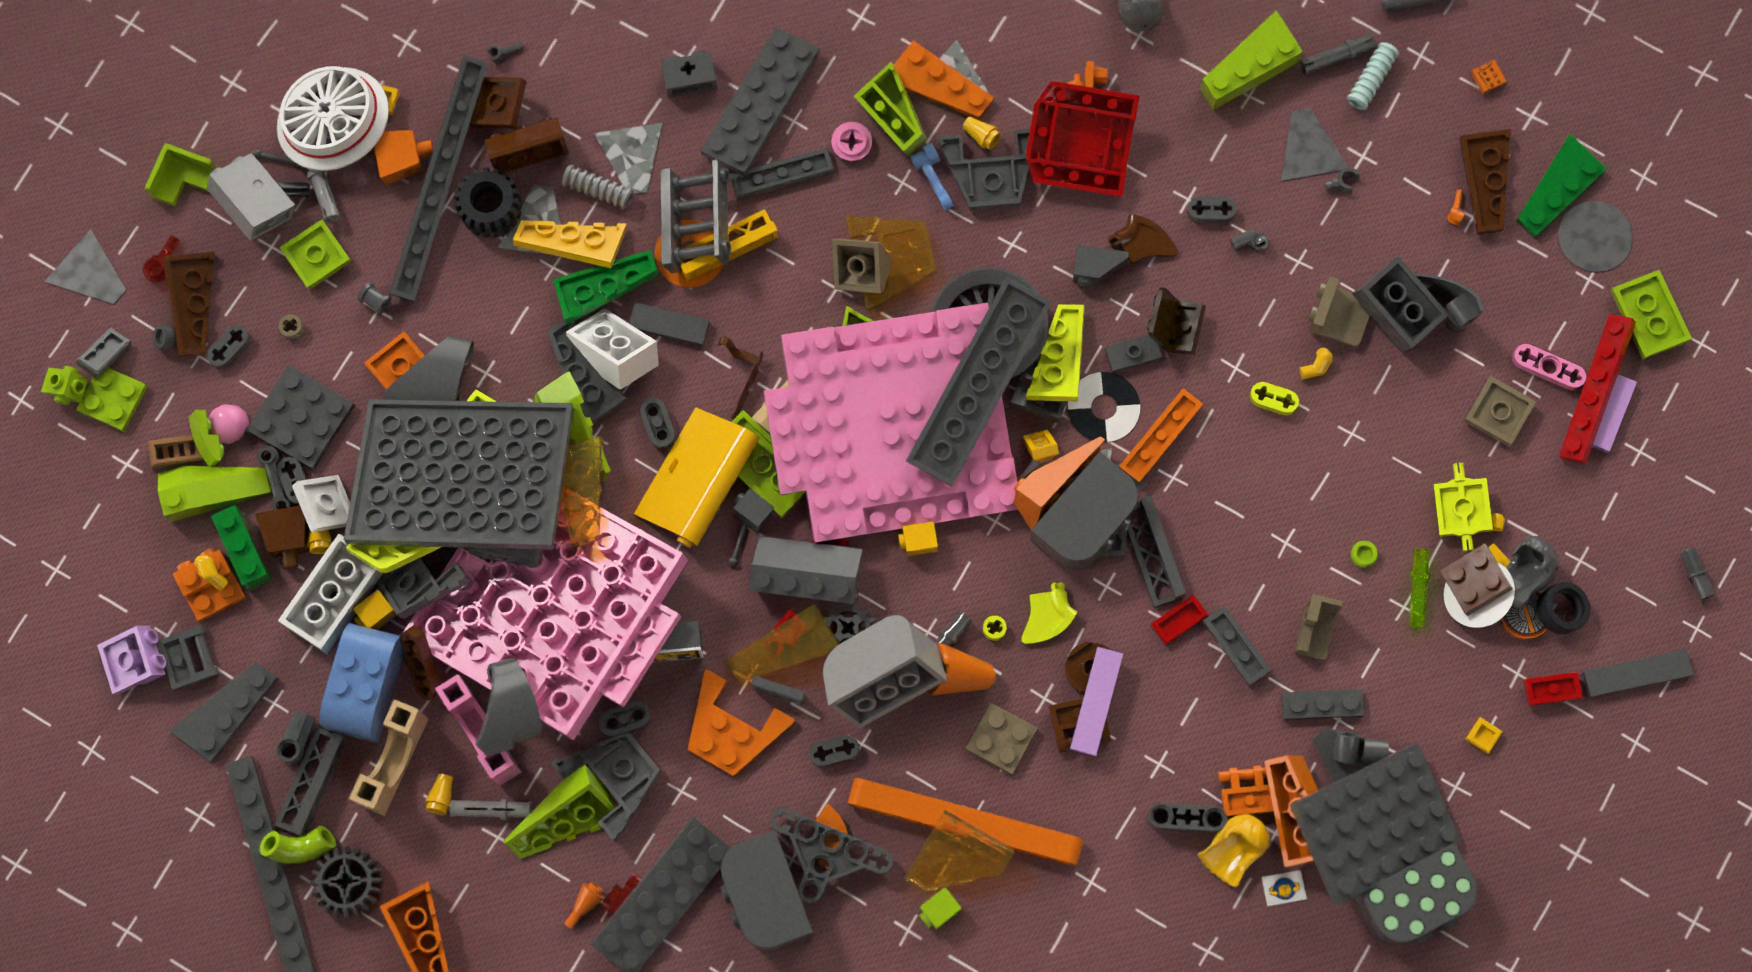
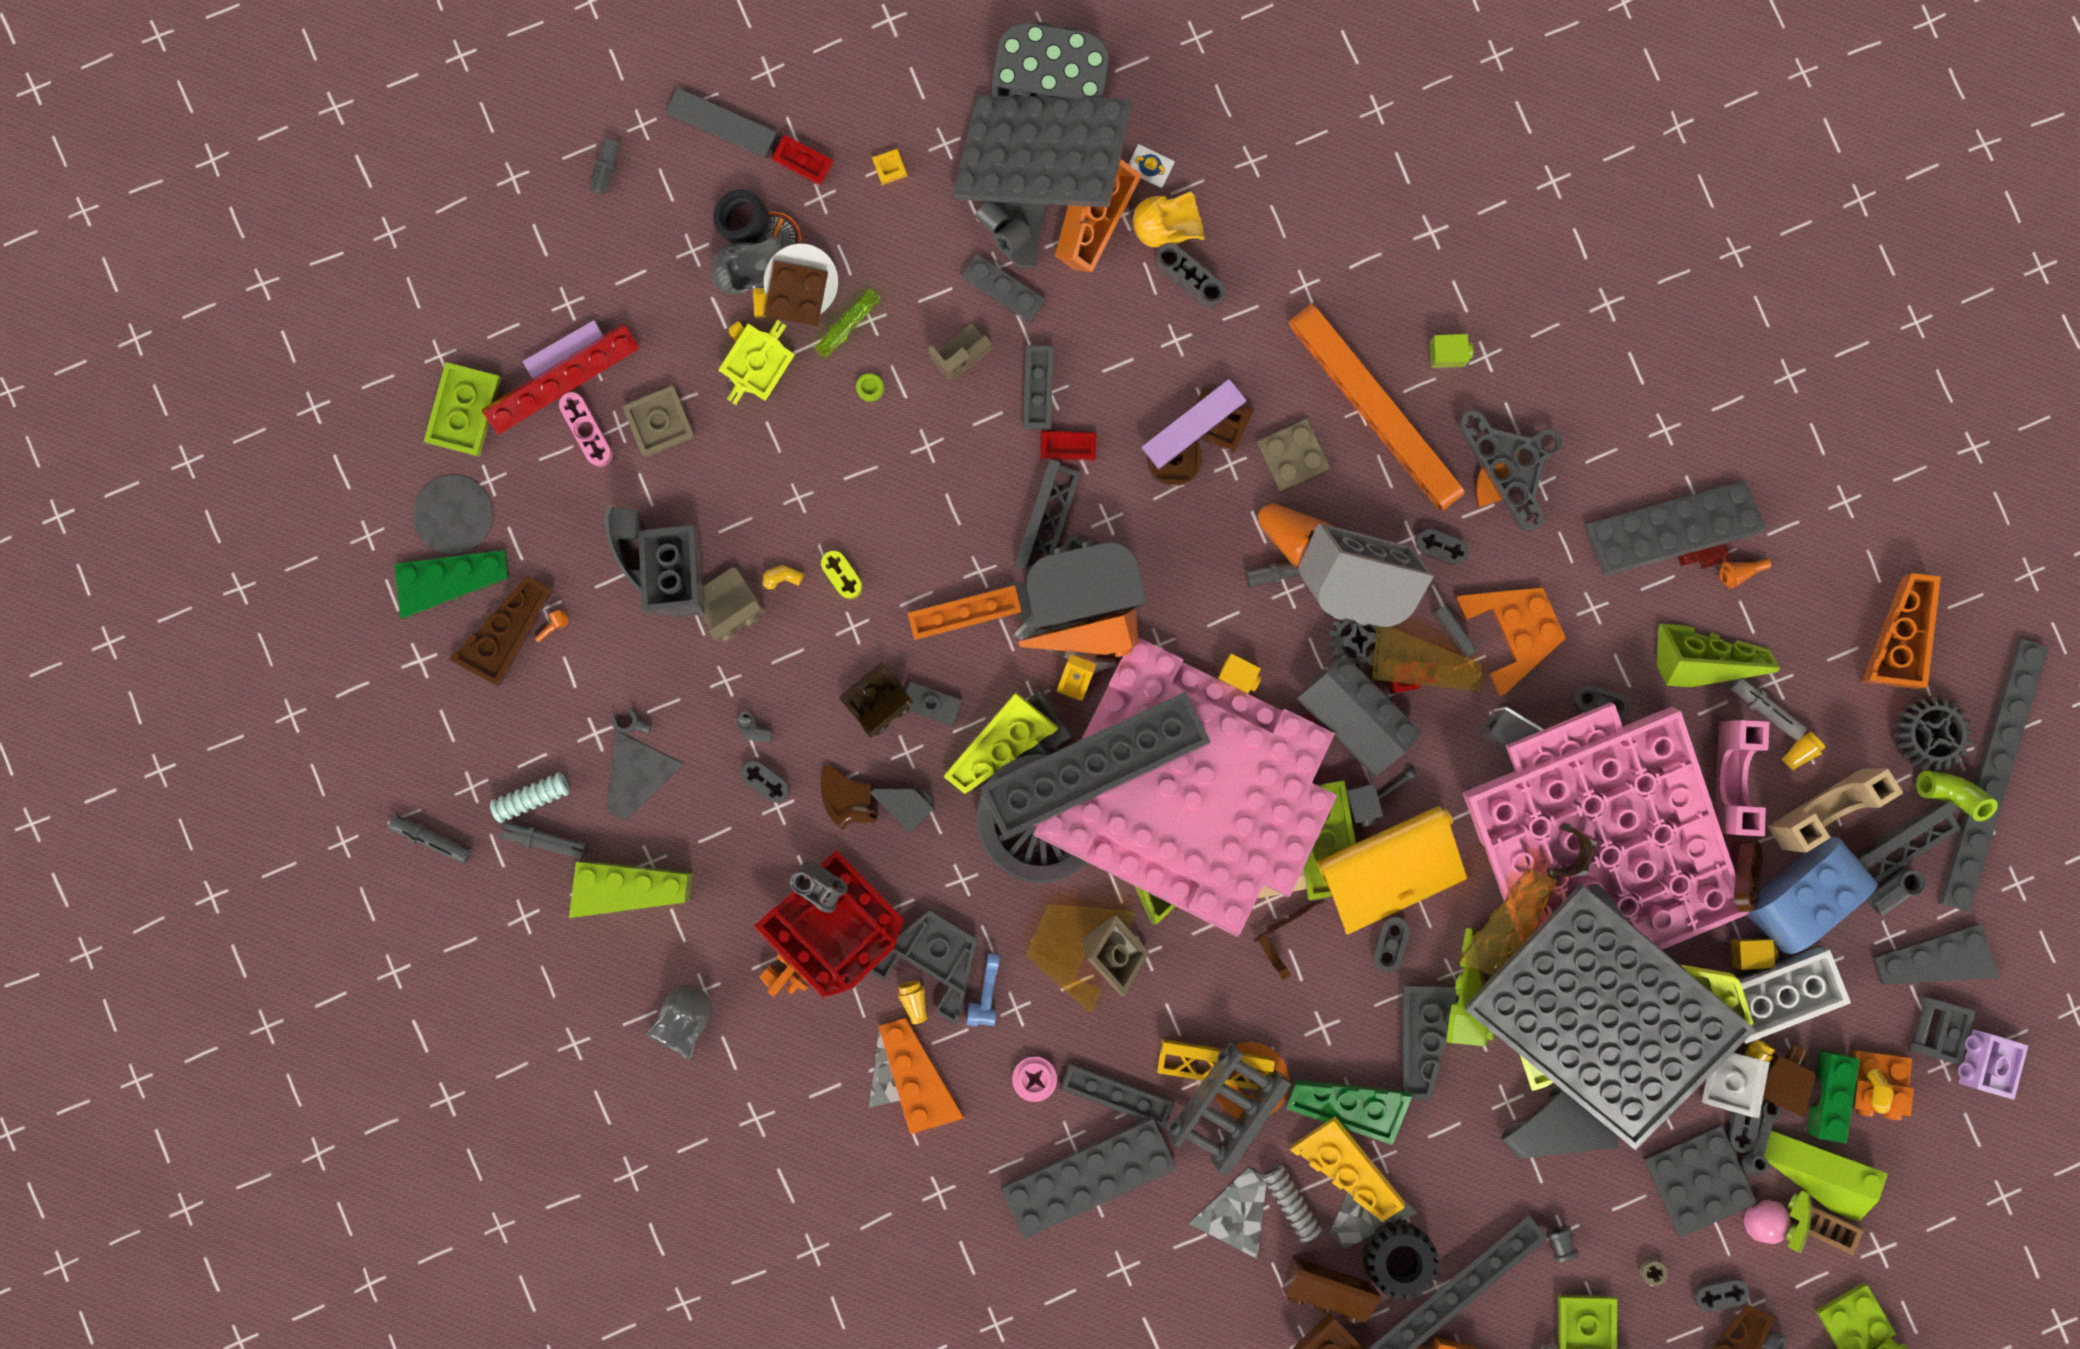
camera: 145 degrees left, 10 degrees up
(394, 360) = (1581, 1172): orange tile -> none
(416, 586) = (1707, 942): dark grey wing -> none
(511, 709) = (1716, 766): dark grey panel -> none
(559, 569) = (1582, 862): none -> dark brown helmet
(615, 348) = (1383, 1039): white slope -> none
(623, 770) = (1633, 658): dark grey wing -> none
(669, 324) = (1317, 1028): dark grey tile -> none
(680, 83) = (1126, 1238): dark grey brick -> none
(764, 894) = (1593, 463): dark grey brick -> none
(891, 108) = (979, 1079): lime wedge -> none
(957, 855) = (1405, 381): clear yellow plate -> none
(991, 620) = (1227, 560): neon yellow bush -> none
(1048, 615) = (1175, 529): neon yellow arm -> none
(1117, 158) = (819, 886): none -> dark grey piece
(1127, 407) = (974, 658): sticker -> none
(1245, 799) = (1127, 255): orange plate -> none
(1488, 77) = (429, 722): orange tile -> none

